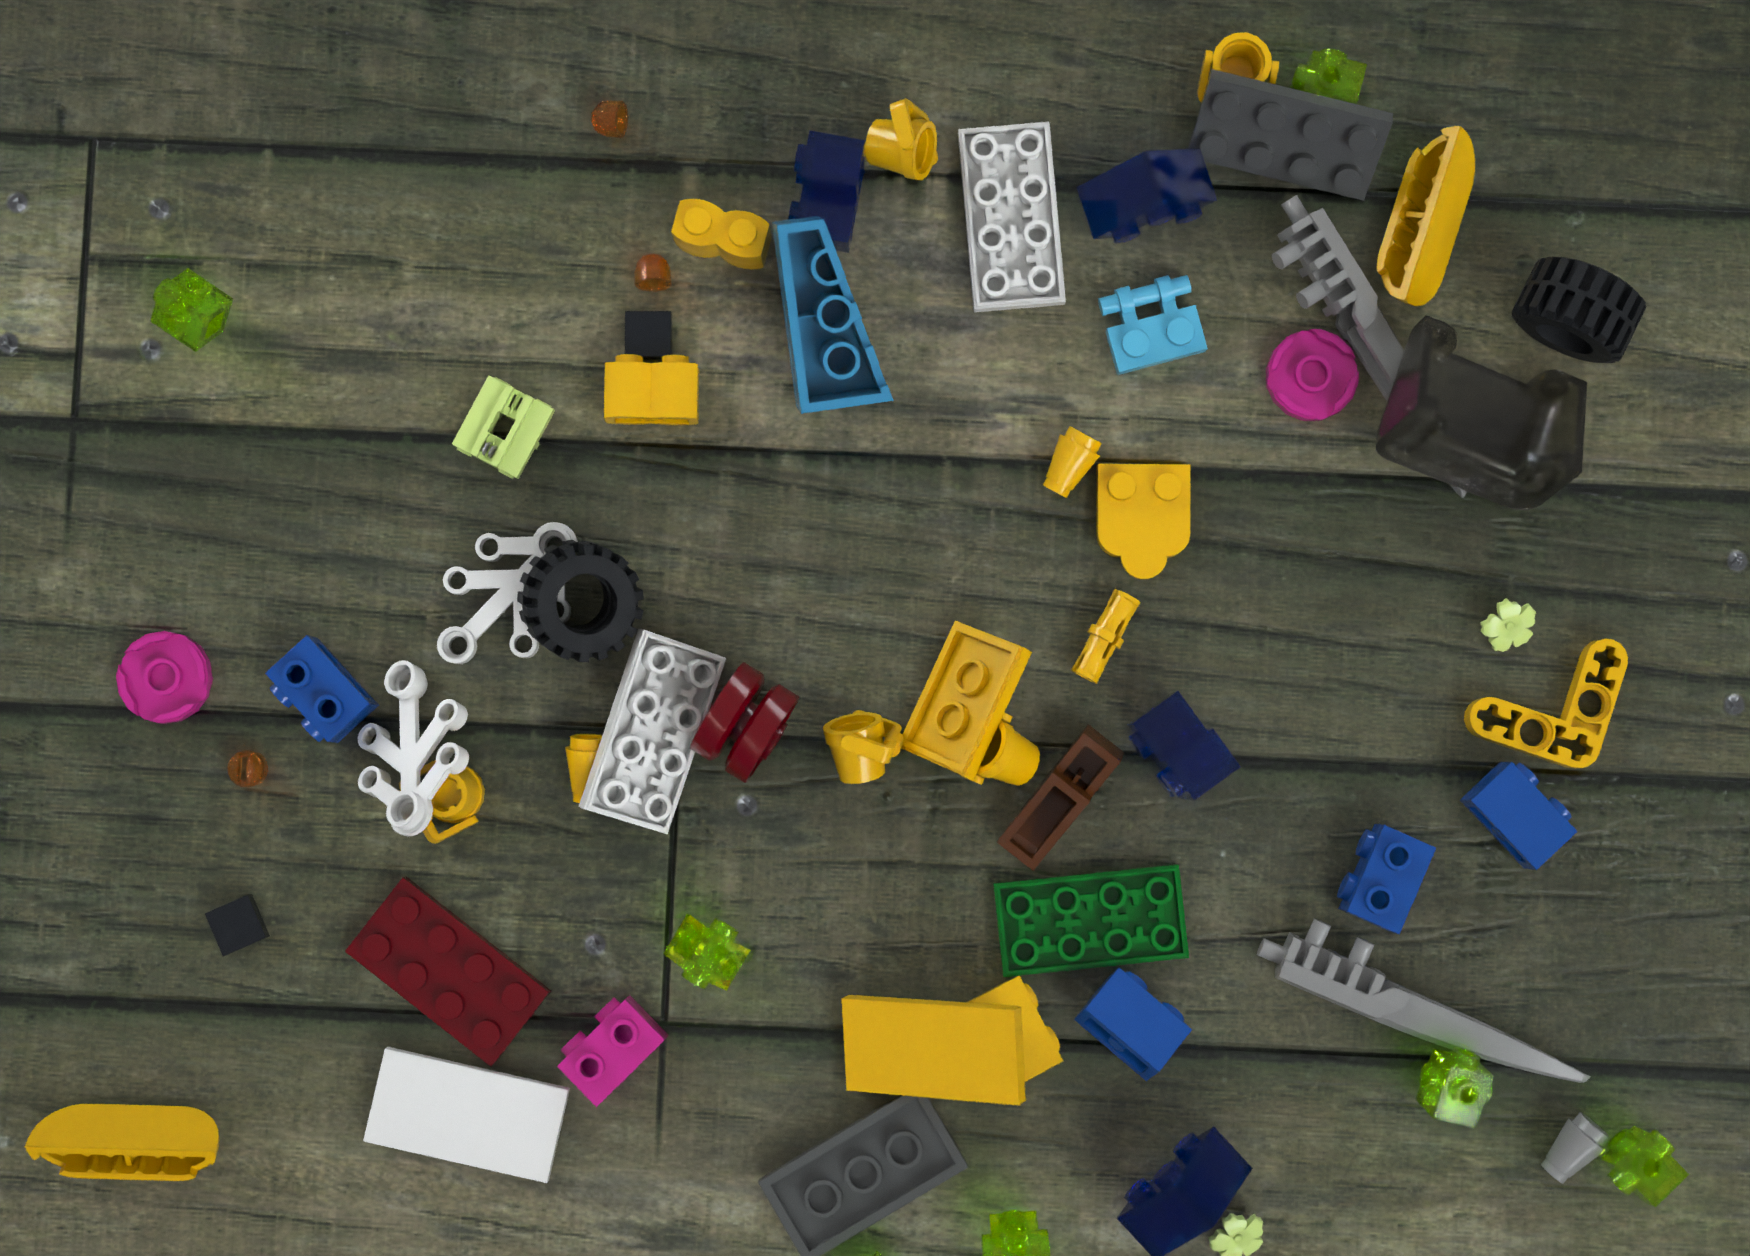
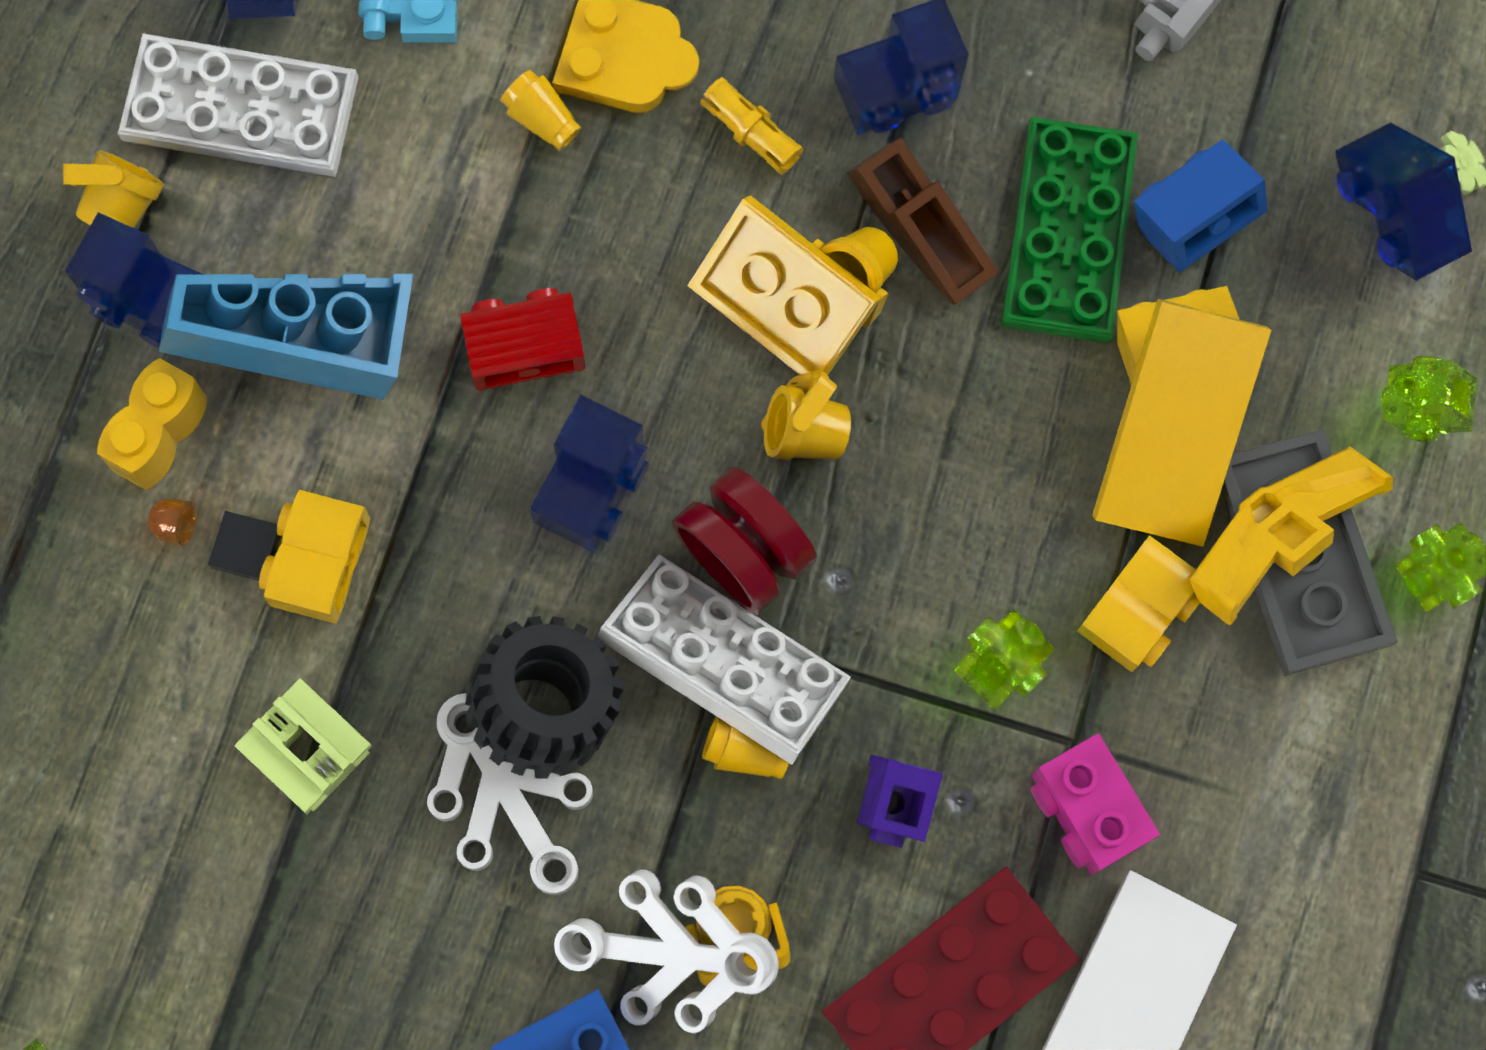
camera: 80 degrees left, 10 degrees down
(566, 907) = (916, 796): none -> dark purple brick
(767, 586) = (595, 464): none -> clear blue brick
(783, 1052) = (1141, 606): none -> yellow brick
(869, 1151) = (1283, 528): none -> yellow plate
(871, 502) = (522, 339): none -> red brick

